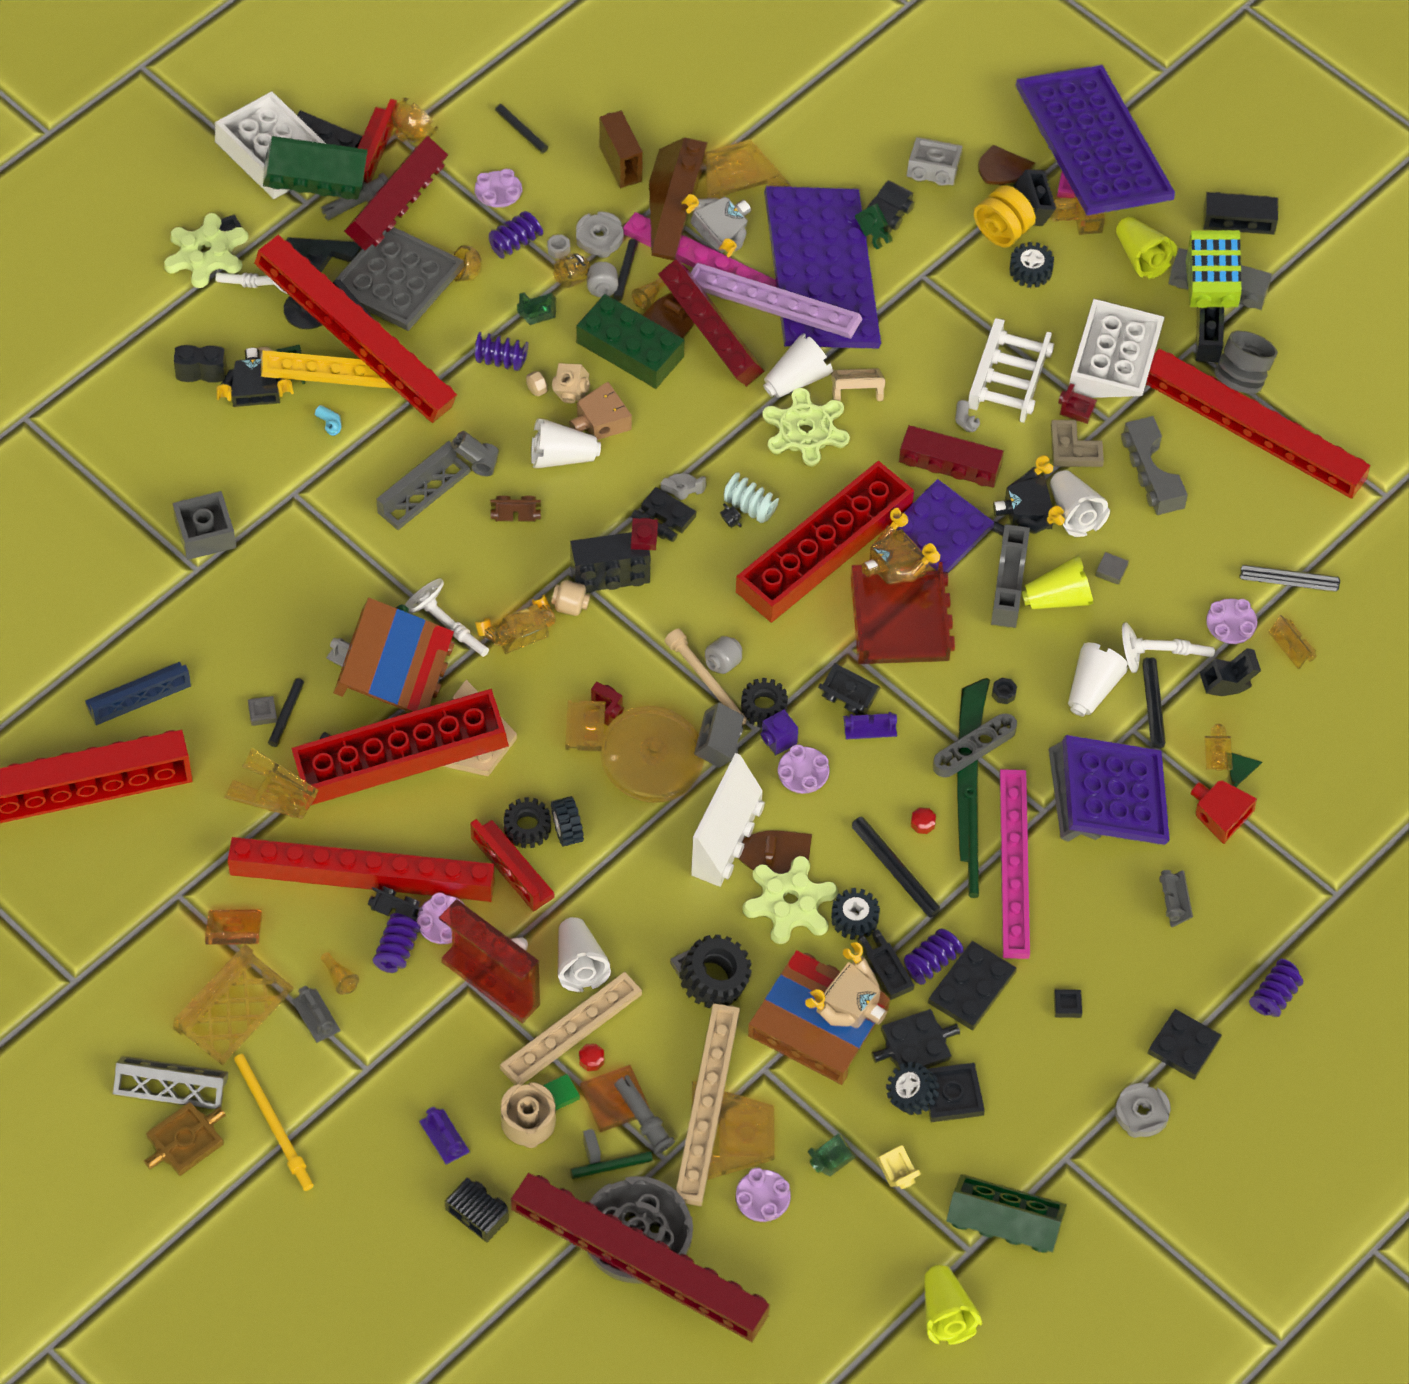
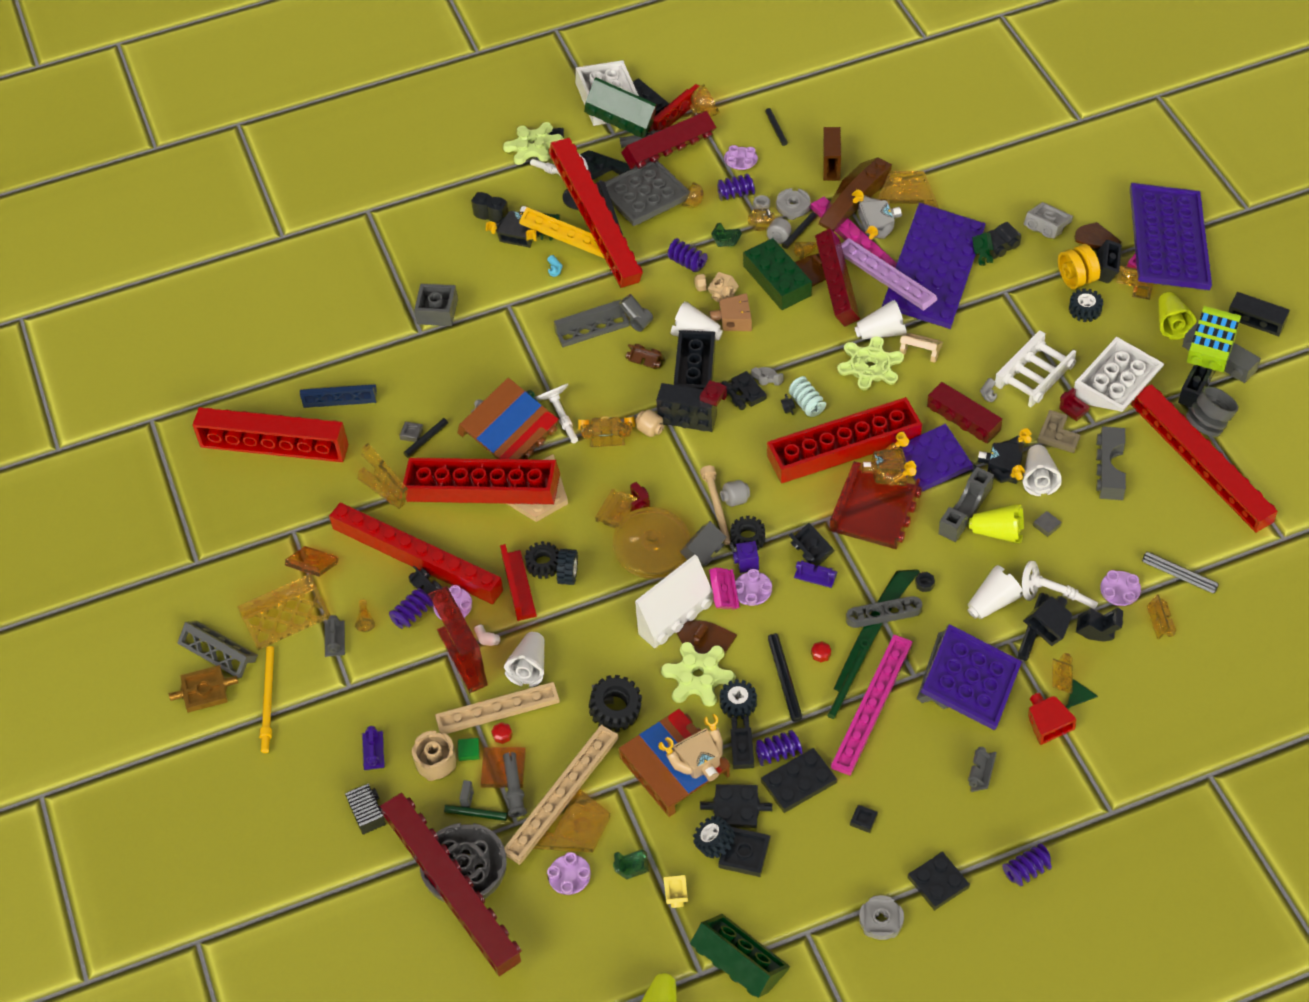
camera: 30 degrees right, 5 degrees down
(588, 495) = (695, 358): none -> black brick
(778, 788) = (724, 588): none -> dark pink plate
(1172, 688) = (1050, 619): none -> black torso

